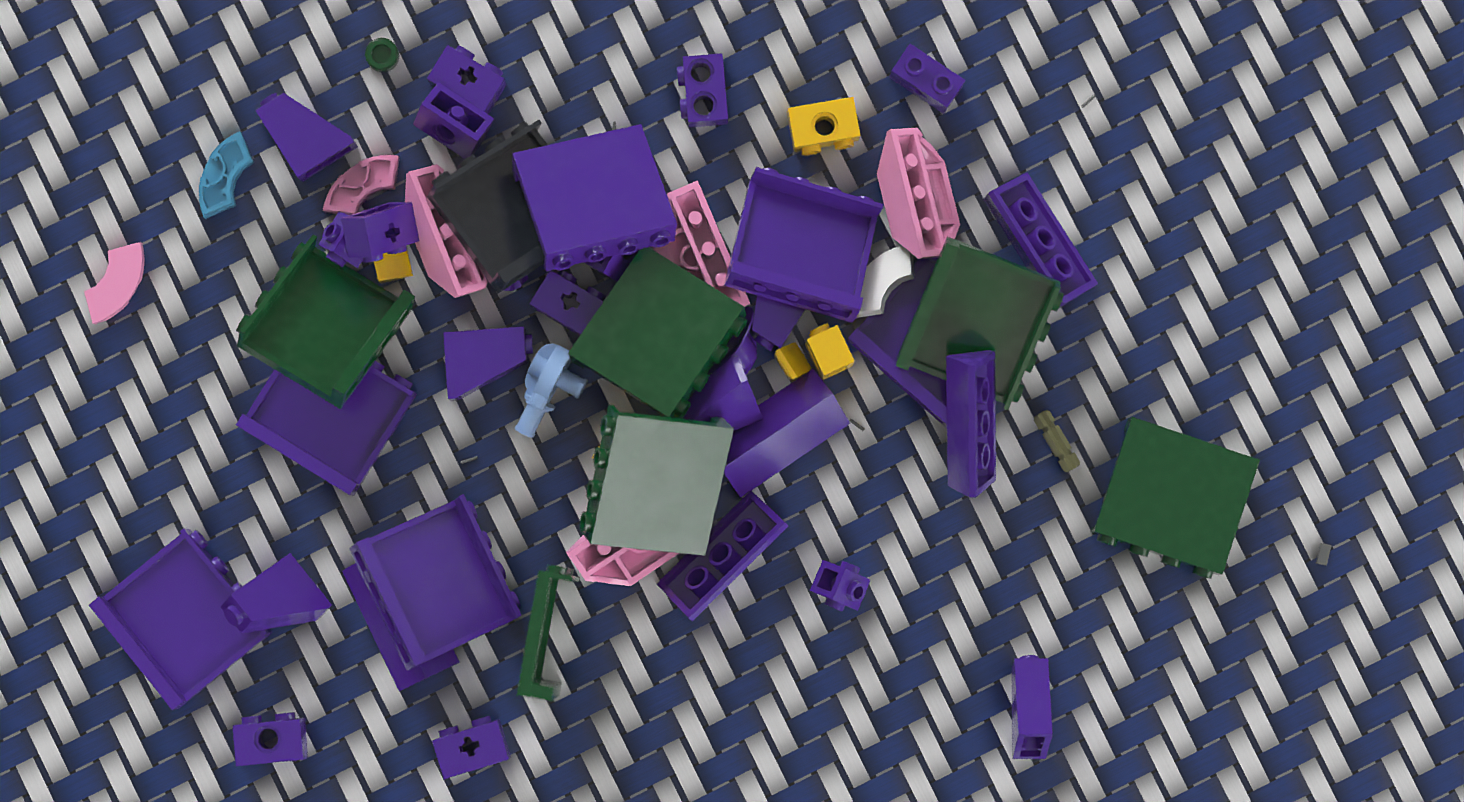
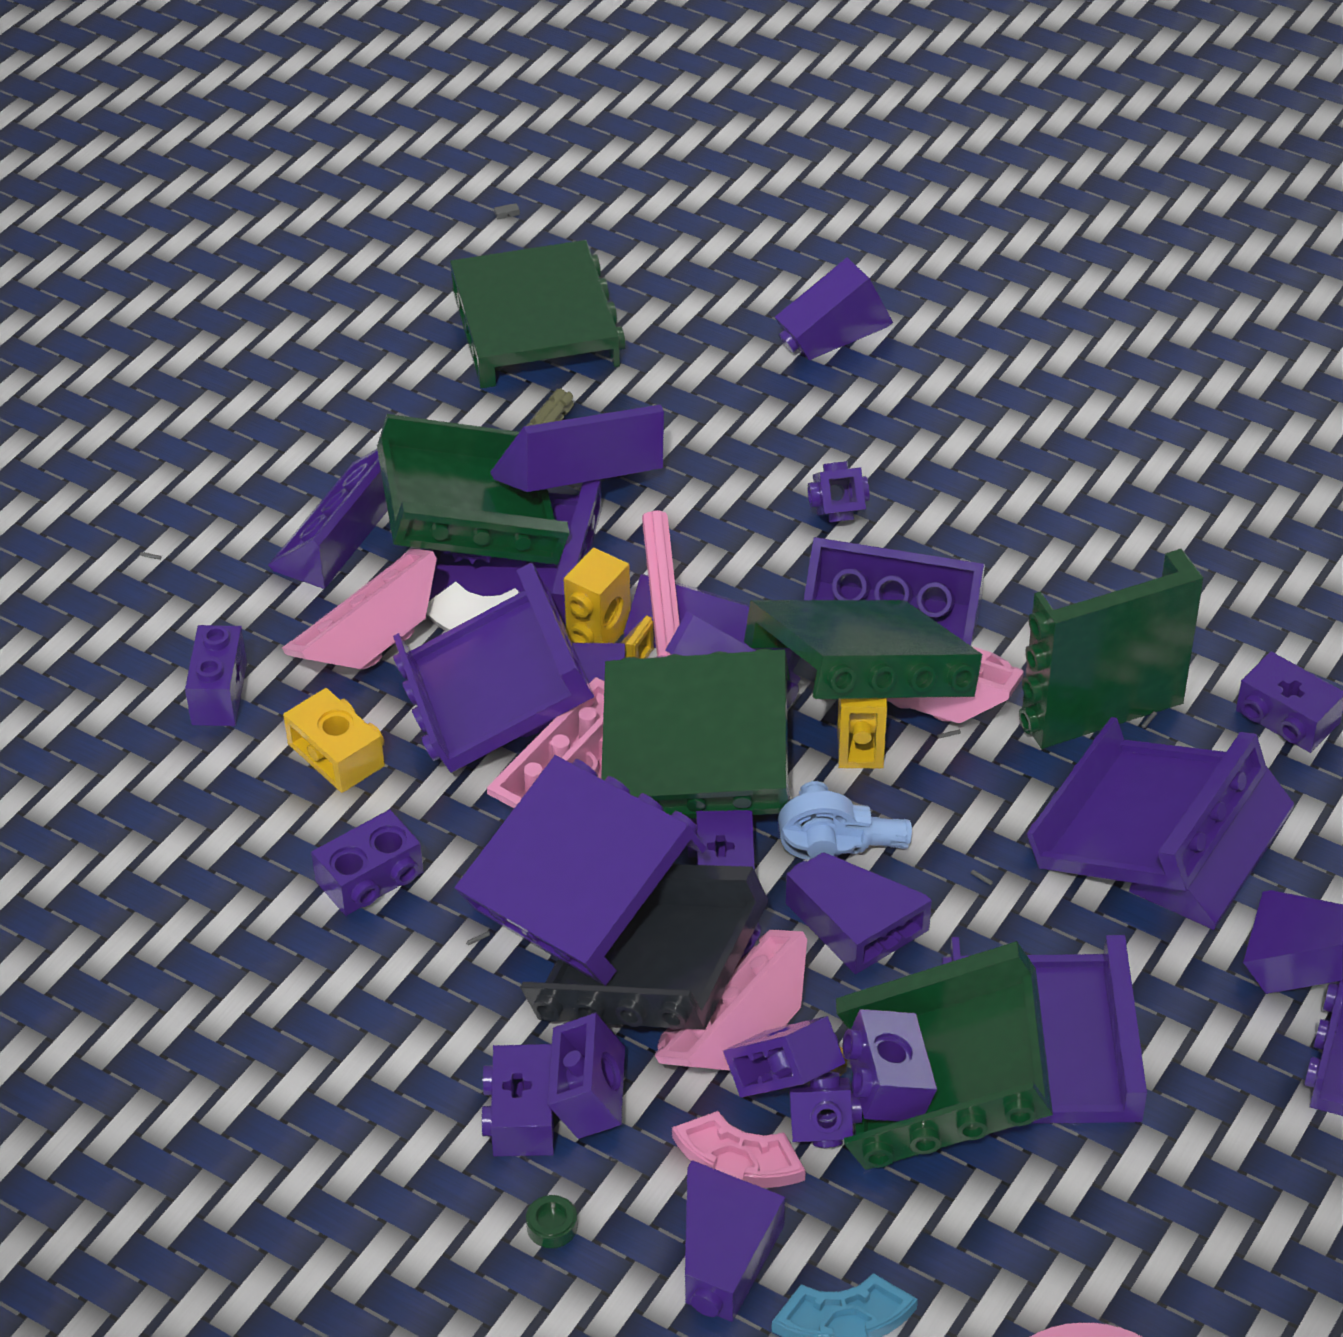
camera: 120 degrees left, 40 degrees down
(318, 286) = (889, 1065): none -> dark purple brick
(803, 395) = (660, 578): none -> bright pink axle

